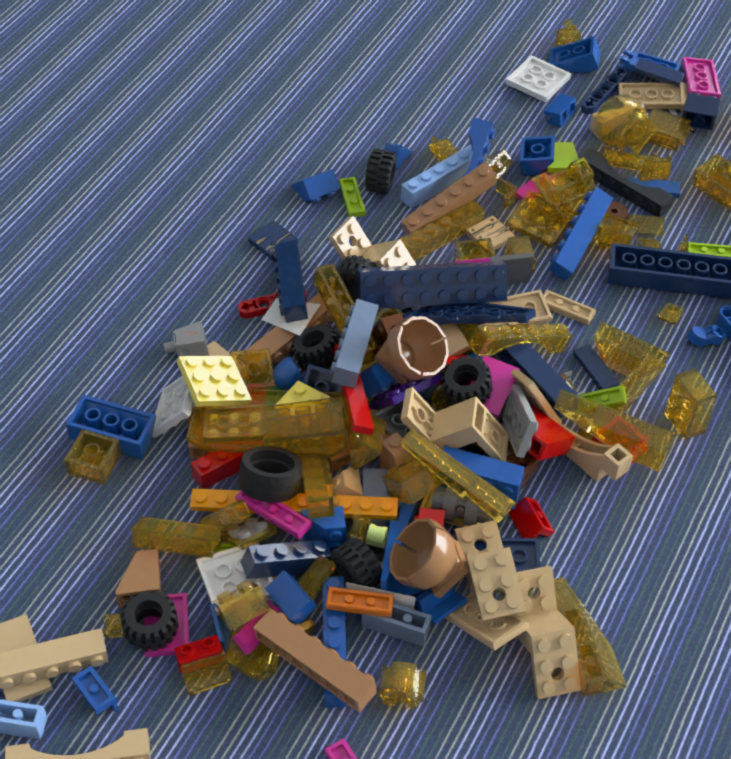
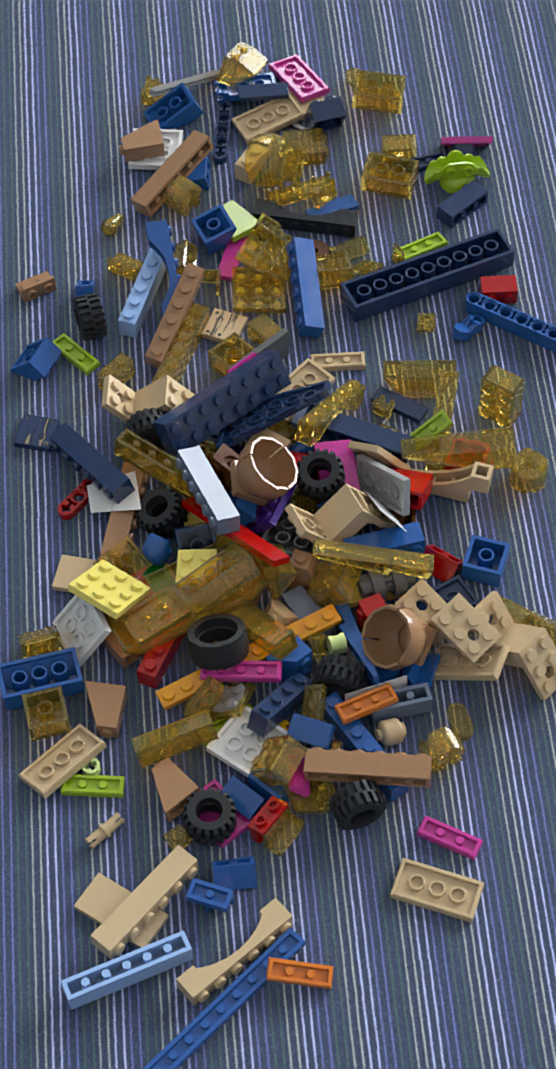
camera: 30 degrees left, 5 degrees up
(60, 581) = (104, 830): none -> tan pin
(76, 503) = (62, 761): none -> tan tile
(85, 539) = (94, 786): none -> lime tile
(90, 521) = (94, 763): none -> yellowish green bush
(135, 397) = (39, 642): none -> clear yellow slope
(135, 685) = (235, 873): none -> blue panel
(146, 481) = (107, 707): none -> medium nougat slope
(188, 341) = (44, 567): light grey torso -> none
(195, 620) = (245, 798): none -> blue panel
(283, 688) = (357, 804): none -> black tyre
(361, 133) = (36, 286): none -> medium nougat bracket
(369, 642) = (390, 732): none -> tan head
(373, 223) = (120, 368): none -> clear yellow brick
(443, 671) = (460, 720): none -> clear yellow tile
(458, 116) = (112, 224): none -> clear yellow cone
(499, 441) = (383, 509): none -> white sticker
(528, 67) = (143, 143): none -> medium nougat slope
(531, 118) = (182, 195): none -> clear yellow brick
(535, 98) = (181, 162): none -> medium nougat brick
(572, 539) = (485, 561): none -> blue brick
(576, 362) = (381, 408): none -> clear yellow tile
(602, 41) = (188, 82): none -> light grey axle
(656, 44) = (241, 64): none -> clear yellow wedge
(673, 483) = (530, 471): none -> clear yellow brick

